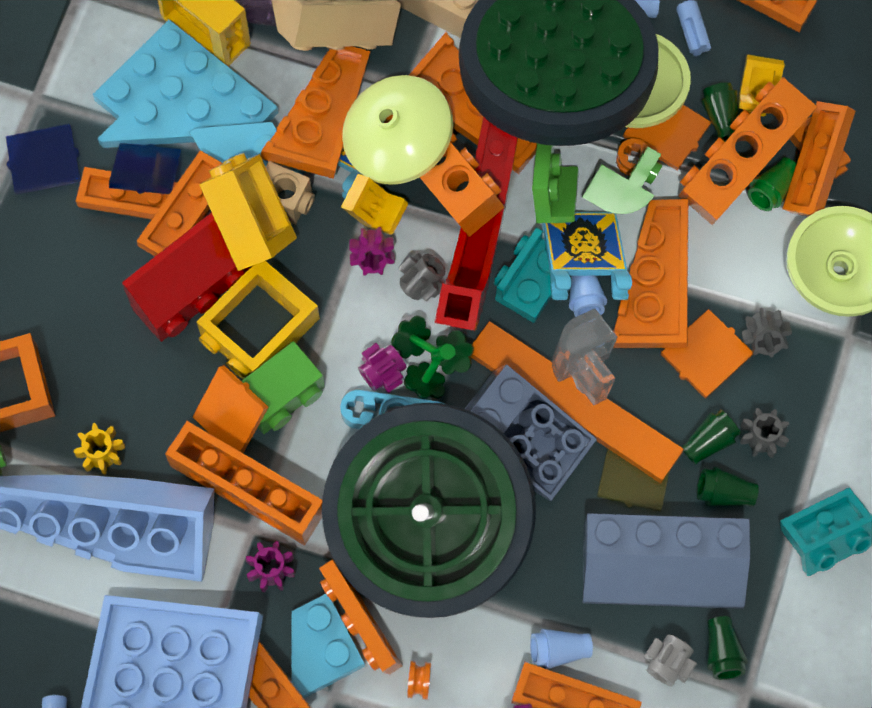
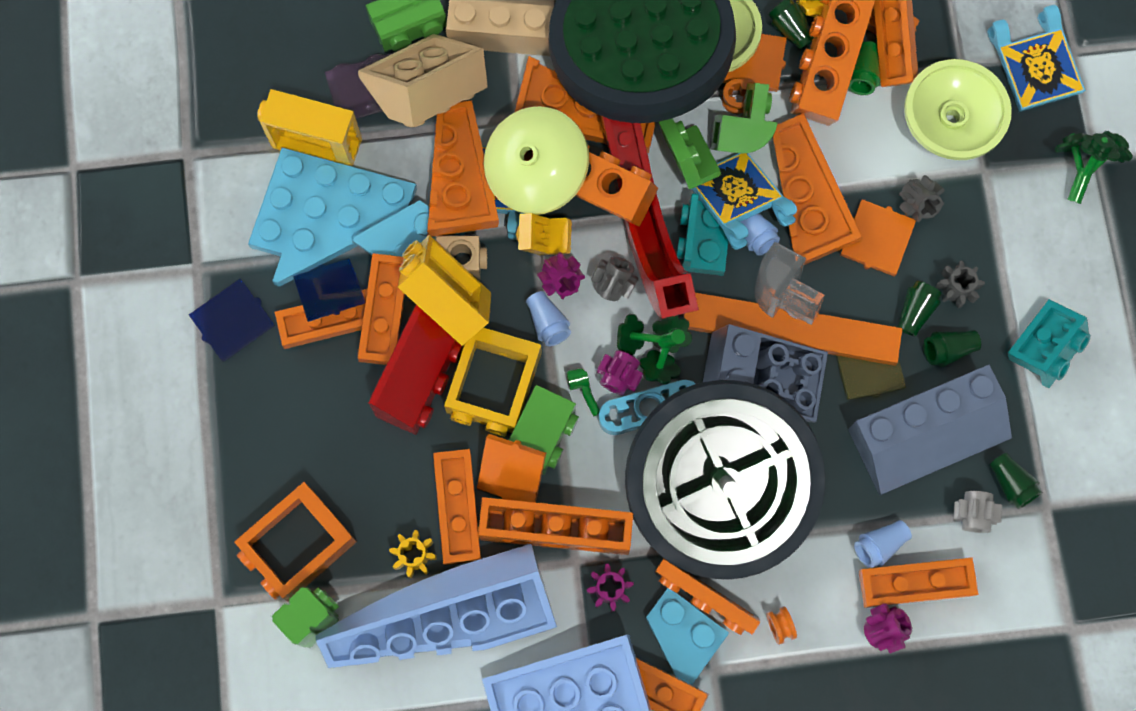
camera: 25 degrees left, 5 degrees up
(162, 423) = (457, 507): none -> orange plate
(339, 290) = (548, 321): none -> light blue cone
(341, 357) = (579, 380): none -> green hand

